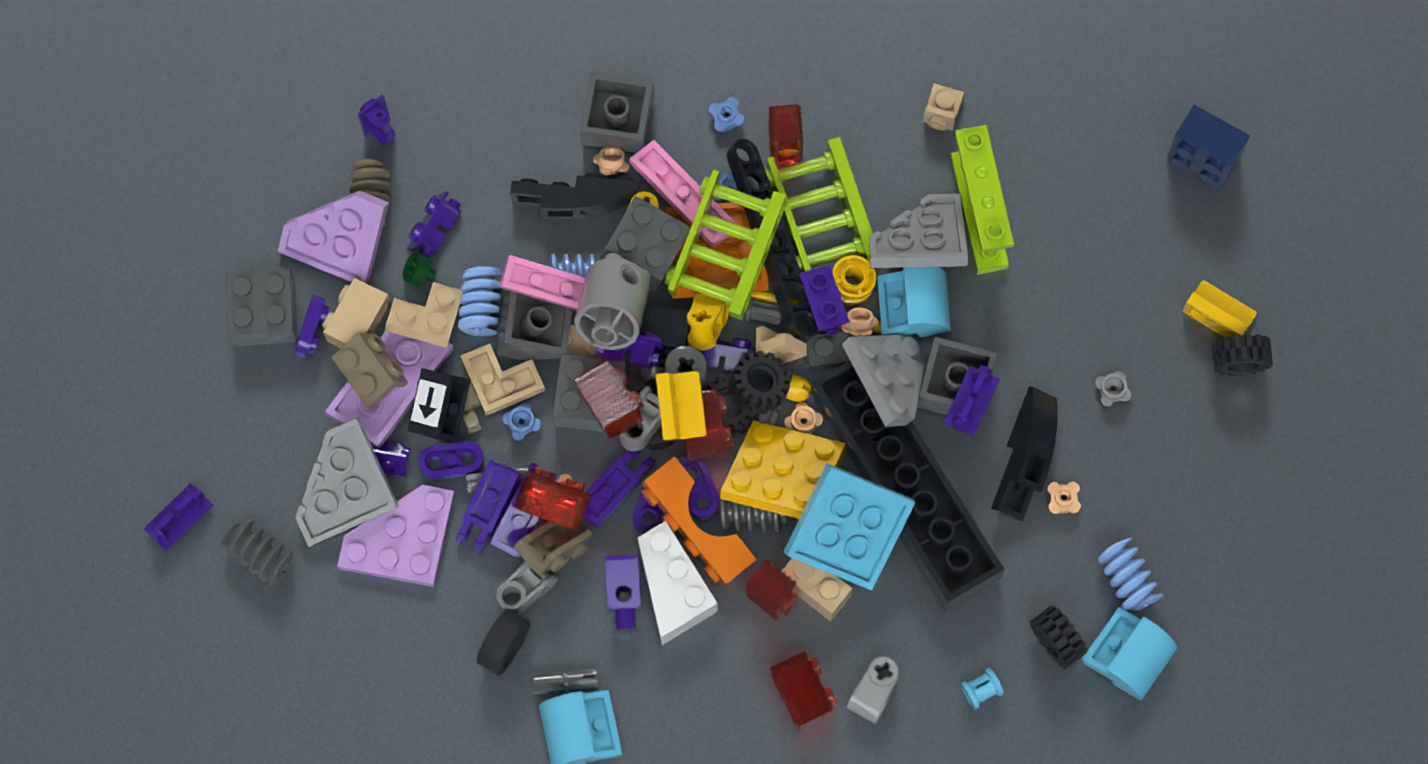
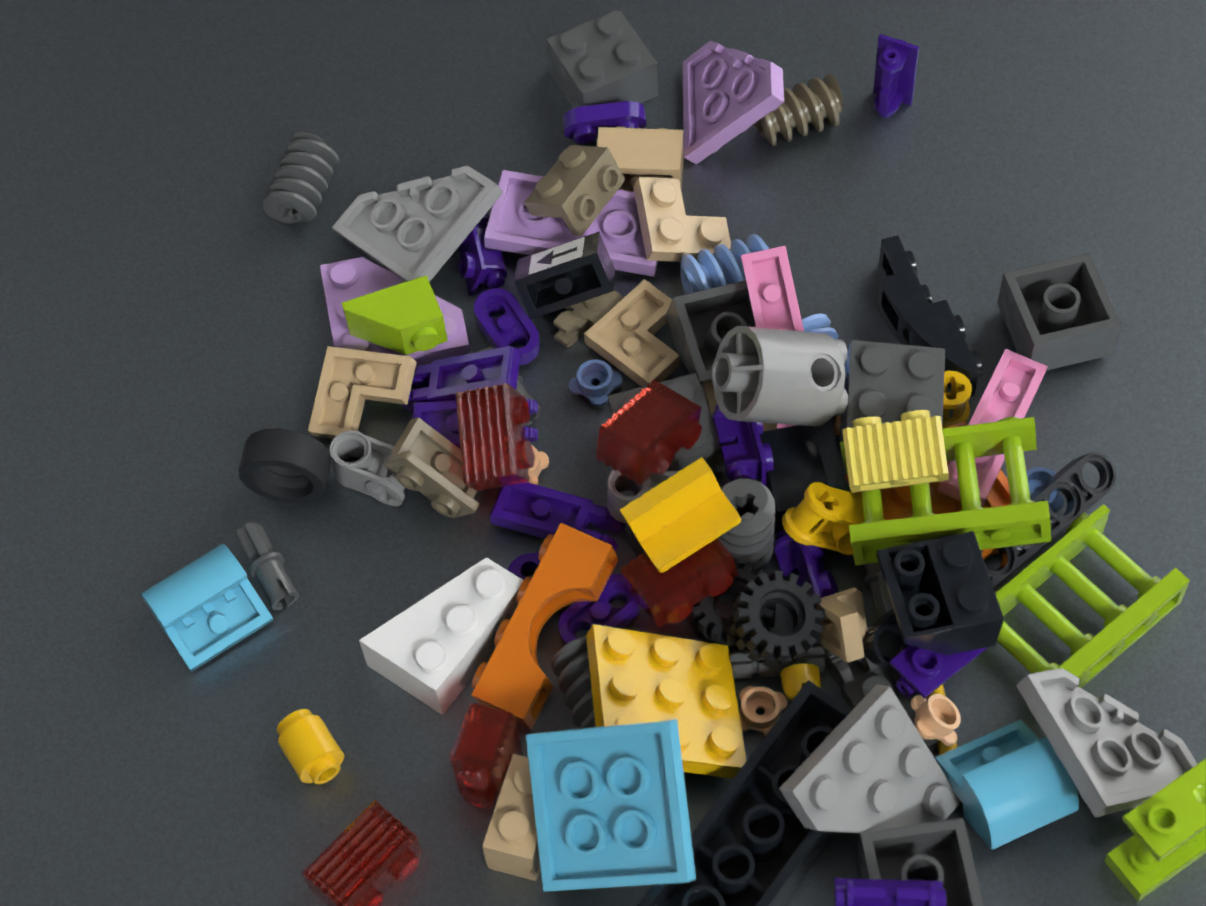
camera: 70 degrees right, 15 degrees down
(178, 517) = (315, 96): dark purple hinge -> none
(418, 269) = (733, 198): dark green tile -> none
(424, 524) = (398, 317): none -> lime slope
(438, 213) = (816, 189): dark purple hinge -> none
(451, 575) = (352, 377): none -> tan plate
(611, 161) = (992, 339): light nougat plate -> none
(623, 572) = (411, 569): torso -> none
(699, 260) = (895, 452): none -> light yellow brick
(711, 697) = (309, 747): none -> yellow brick
(726, 123) = (1137, 455): medium blue plate -> none
(786, 134) = (1150, 511): clear red brick -> none
(800, 279) = (942, 594): none -> black slope
(860, 269) = (978, 702): yellow wheel -> none

